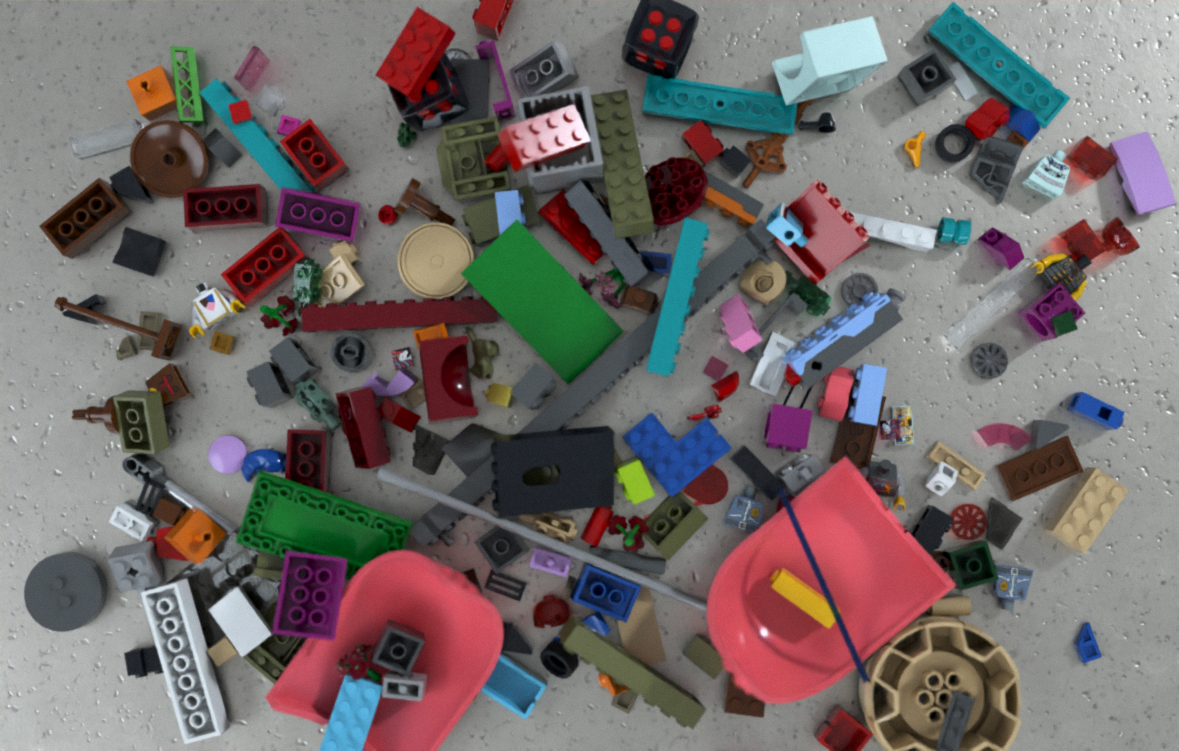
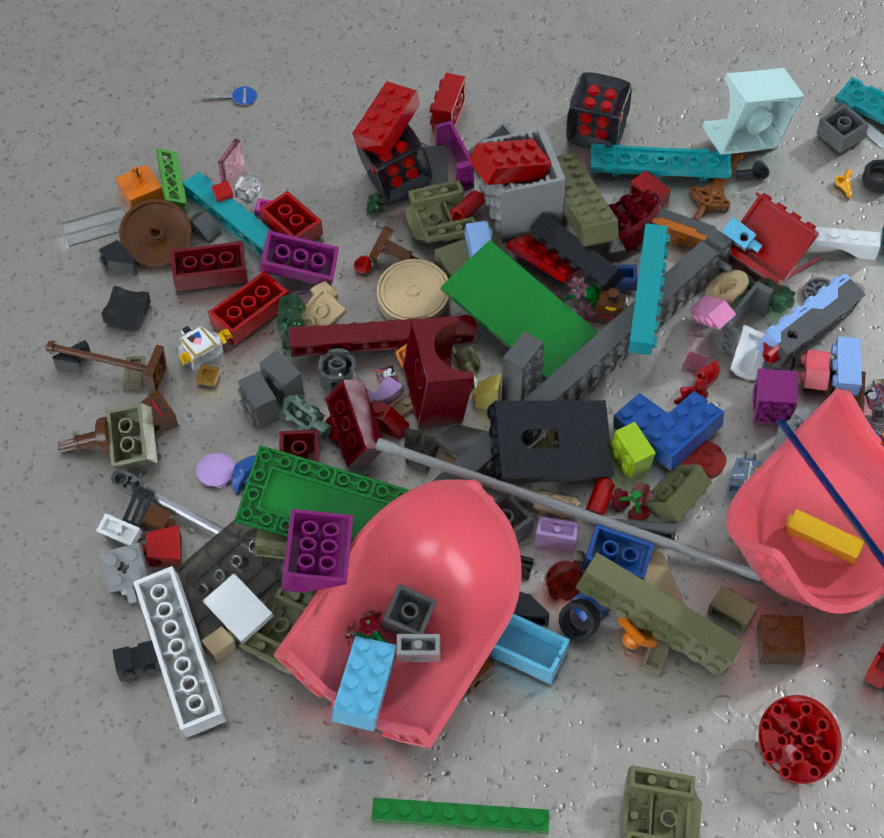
camera: 10 degrees left, 30 degrees down
(65, 591) = (47, 604): dark grey brick -> none
(85, 218) = (74, 283): reddish brown brick -> none
(126, 348) = (111, 390): dark tan tile -> none
(195, 535) = (188, 530): orange brick -> none
(272, 318) = (267, 341): dark red plant -> none
(734, 161) = (681, 201): black brick -> none
(756, 472) = (749, 438): black brick -> none

